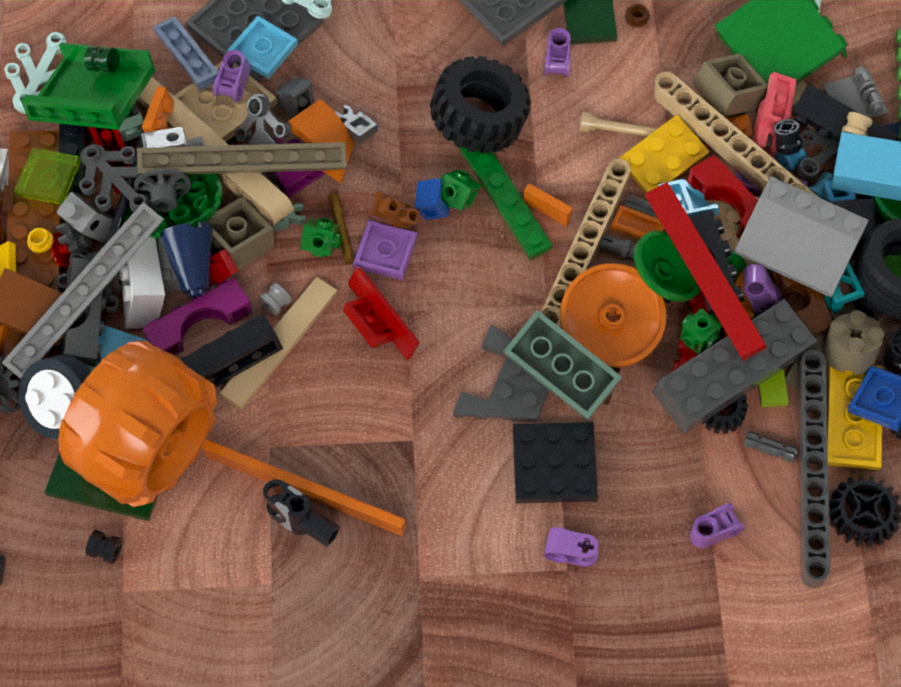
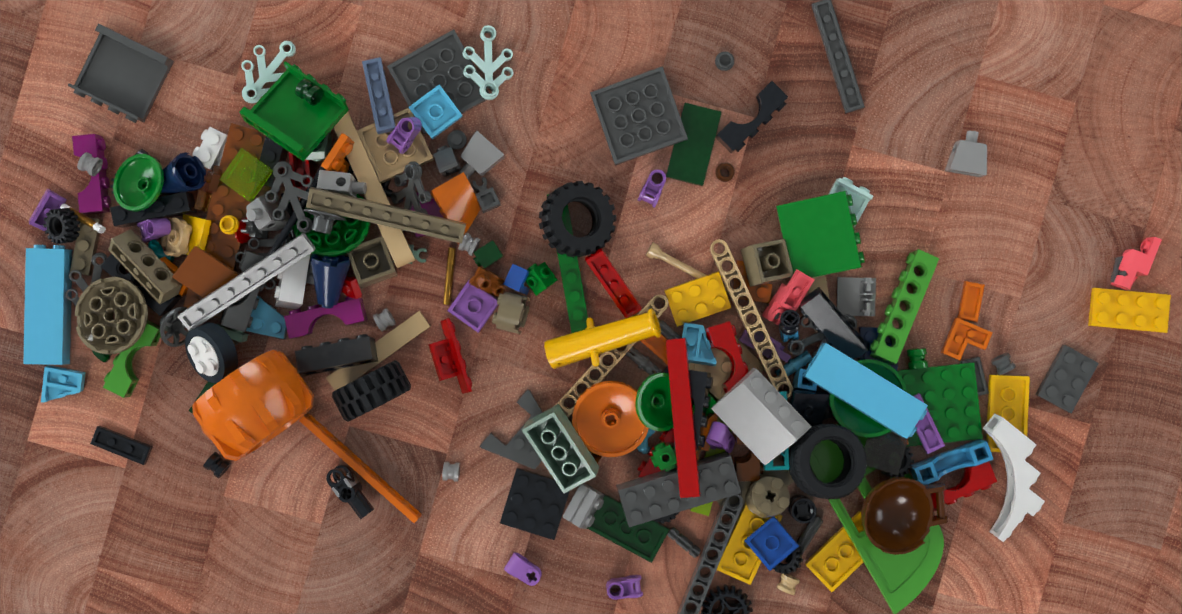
camera: 20 degrees right, 25 degrees up
(288, 368) = (371, 391): none -> black tyre
(298, 72) = (457, 139): none -> dark grey plate
(320, 237) = (430, 283): green brick -> none
(335, 80) = (480, 156): none -> light grey torso
(354, 181) = (469, 244): none -> light grey wheel
(384, 180) = (487, 255): none -> dark green brick
(427, 453) = (451, 471): none -> light grey wheel
(436, 236) = (511, 312): none -> dark tan brick
(547, 204) = (598, 307): orange tile -> none
(553, 163) = (613, 283): none -> red plate
(562, 224) = (600, 339): none -> yellow piece
(620, 438) = (583, 506): none -> light grey brick
(666, 343) = (643, 447): none -> medium azure arm
(694, 457) = (639, 539): none -> dark green tile
(857, 124) = (839, 338): tan wheel -> none

